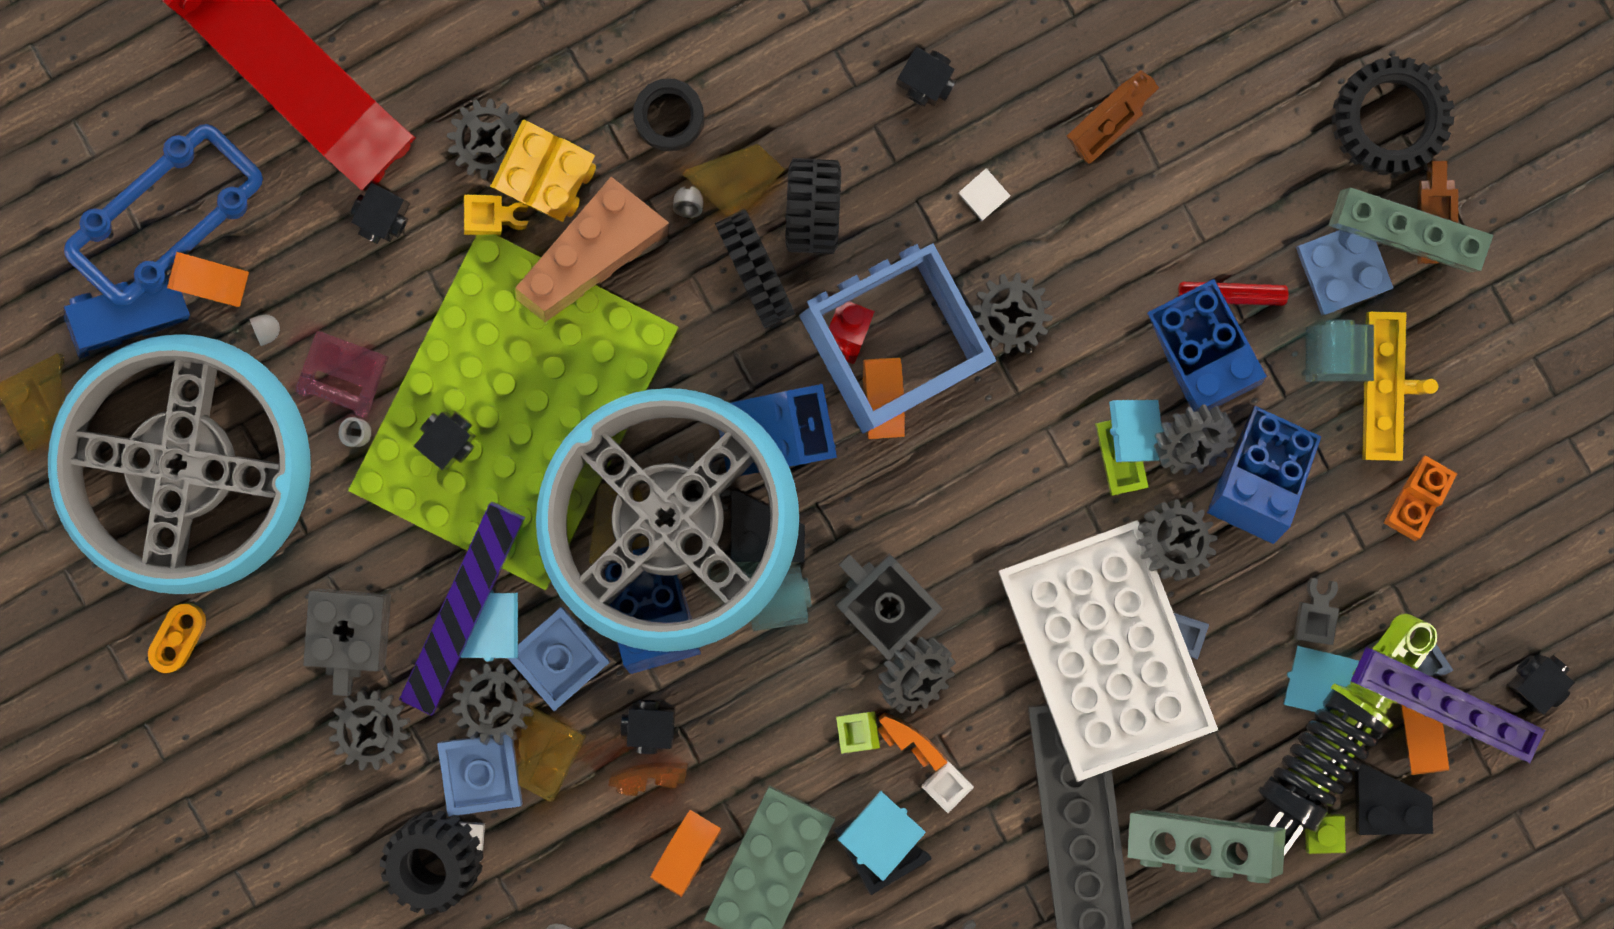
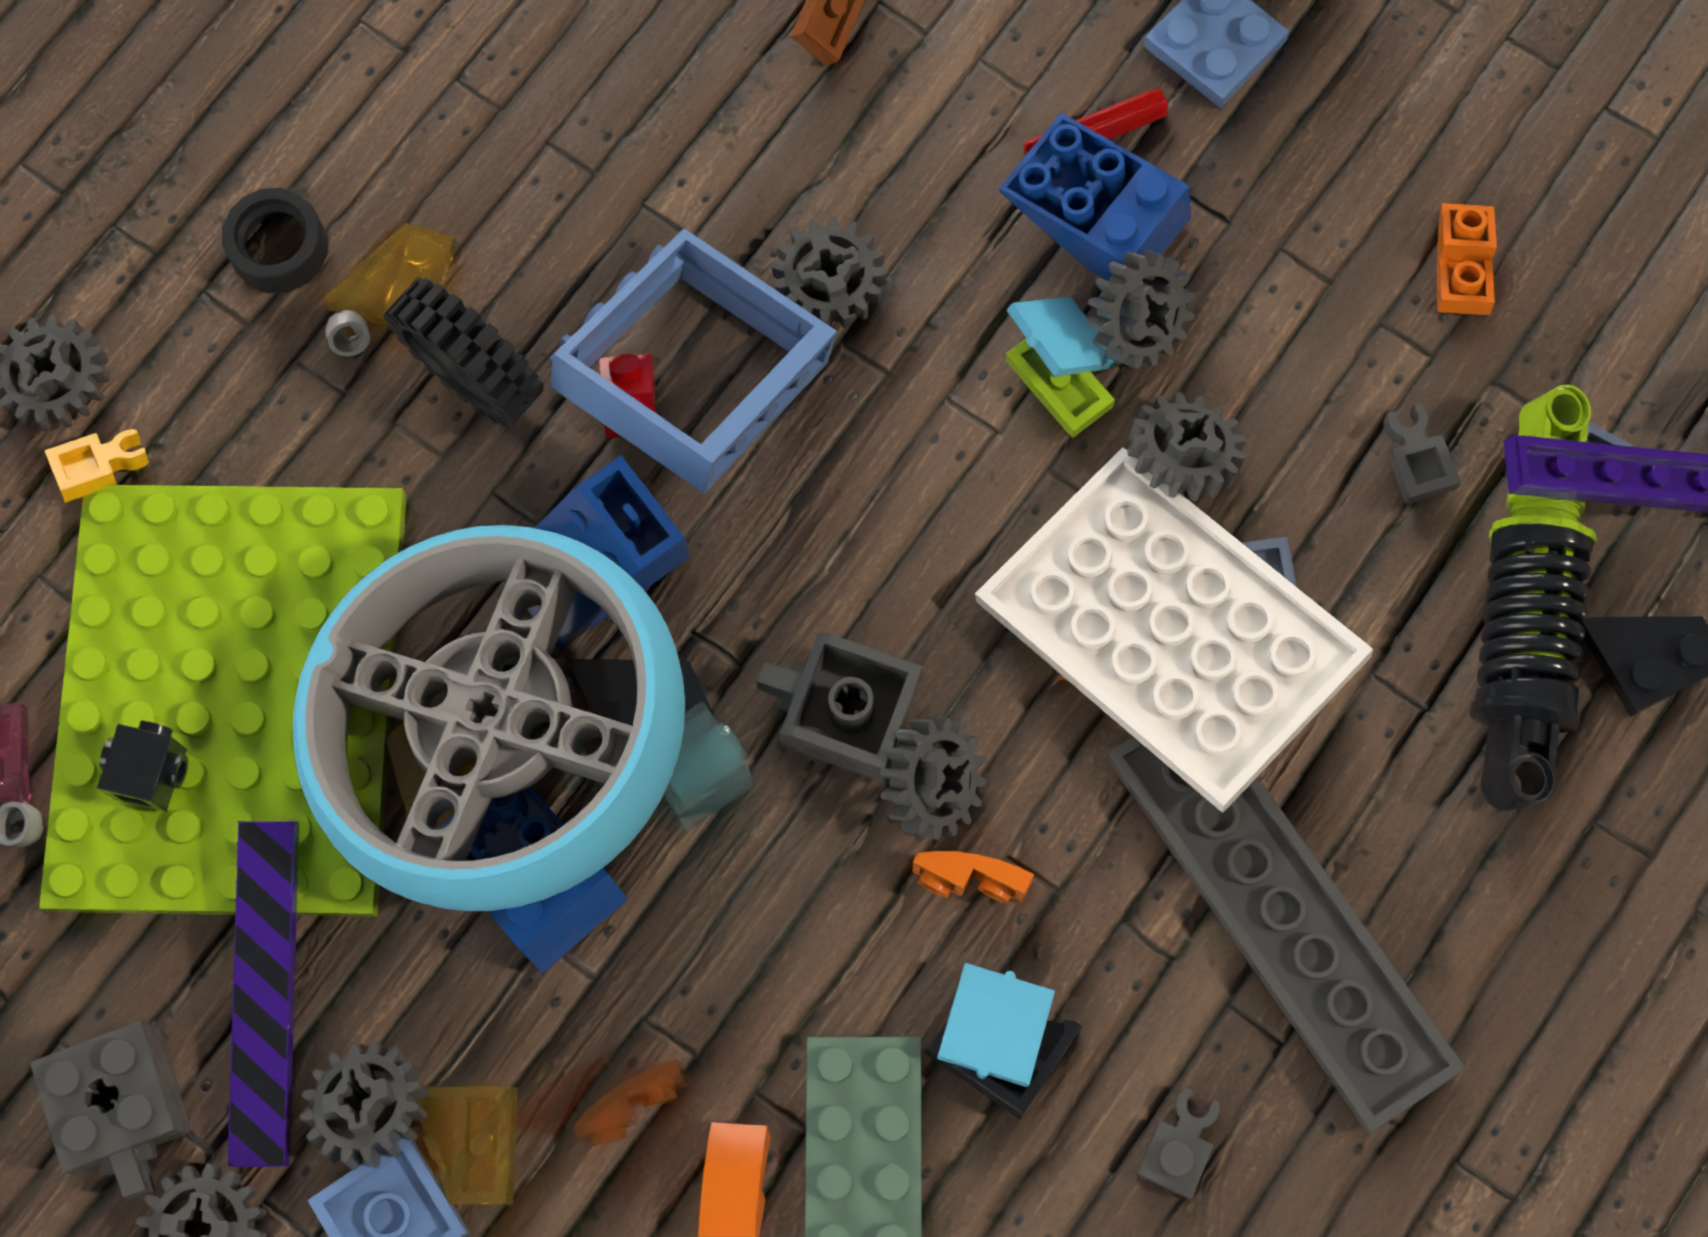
camera: 30 degrees left, 15 degrees down
(496, 629) = (324, 999): medium azure piece -> none
(544, 171) = (138, 374): yellow plate -> none
(559, 658) = (430, 999): medium blue plate -> none
(597, 242) = (237, 436): nougat wedge -> none
(648, 727) = (599, 1031): black brick -> none
(813, 205) = (507, 248): black tyre -> none
(858, 732) = (893, 899): lime plate -> none
(882, 385) = (698, 422): orange slope -> none
(927, 77) = (582, 51): black brick -> none
(947, 786) = (1053, 918): white tile -> none
(984, 194) = (723, 156): white tile -> none
(1263, 844) = (1357, 833): sand green brick -> none
(1265, 476) = (1256, 322): blue slope -> none
(1314, 675) = (1460, 542): medium azure piece -> none
(1329, 837) = (1596, 738): lime plate -> none
(1340, 352) = (1266, 128): clear light blue head -> none
(1385, 395) = (1348, 146): yellow plate -> none
(1424, 743) = (1647, 545): orange slope -> none

